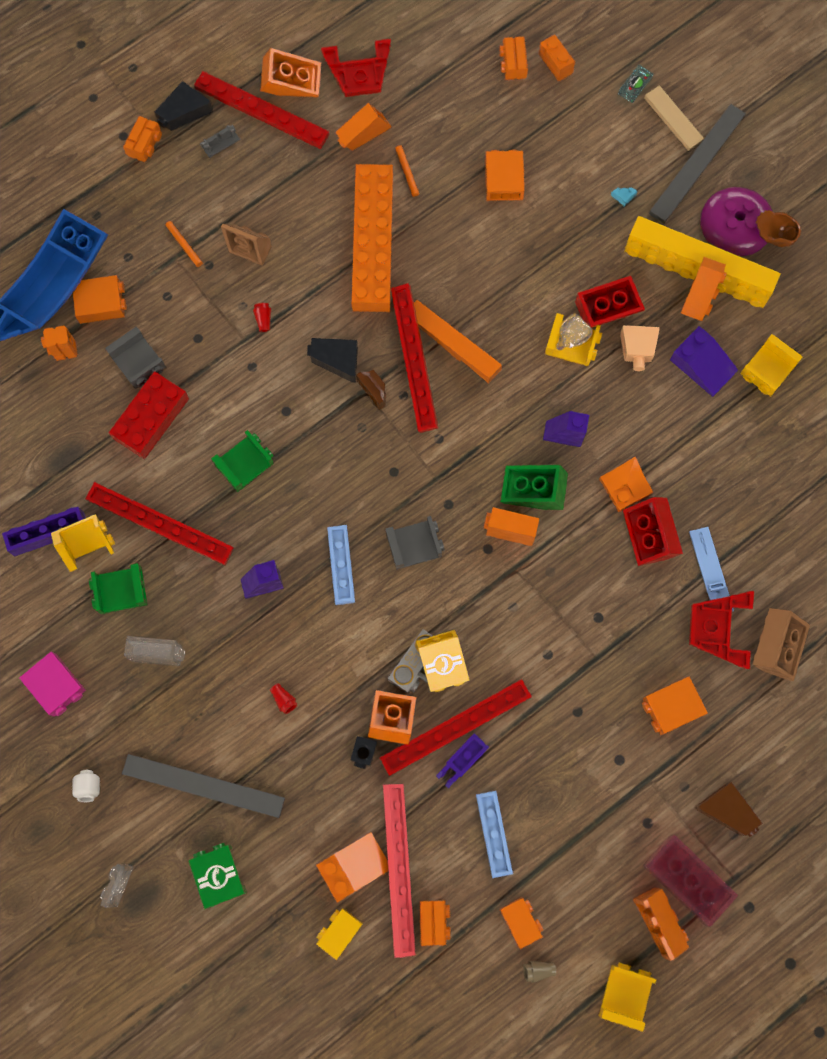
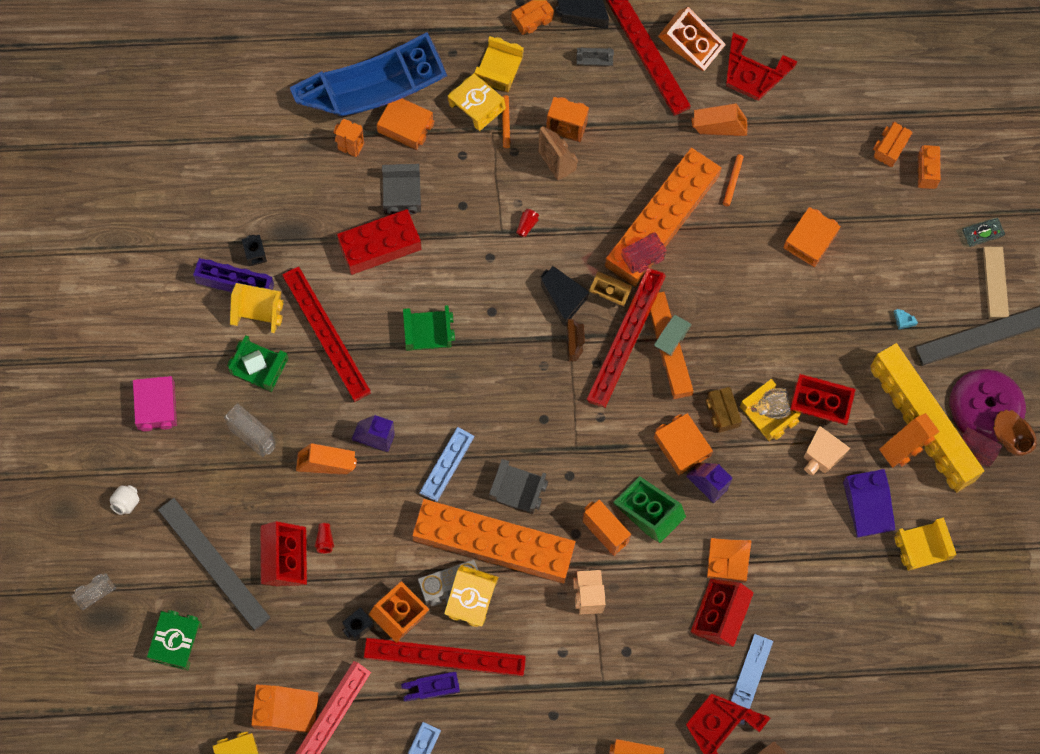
camera: 30 degrees right, 5 degrees down
(52, 497) = (254, 257): none -> black brick
(114, 590) = (254, 362): none -> light aqua slope
(143, 198) = (500, 63): none -> yellow panel
(147, 240) = (477, 101): none -> yellow panel
(235, 206) = (567, 118): none -> orange brick
(236, 631) = (325, 460): none -> orange slope
(258, 737) = (283, 554): none -> red slope
(372, 325) = (610, 288): none -> pearl gold brick
(381, 276) = (644, 253): none -> clear pink brick
(427, 601) = (493, 541): none -> orange brick
(451, 330) = (672, 335): none -> sand green slope
(522, 414) = (682, 443): none -> orange brick
(535, 364) = (723, 409): none -> pearl gold brick
(536, 589) = (590, 593): none -> light nougat brick
(762, 255) = (981, 446): none -> clear pink brick

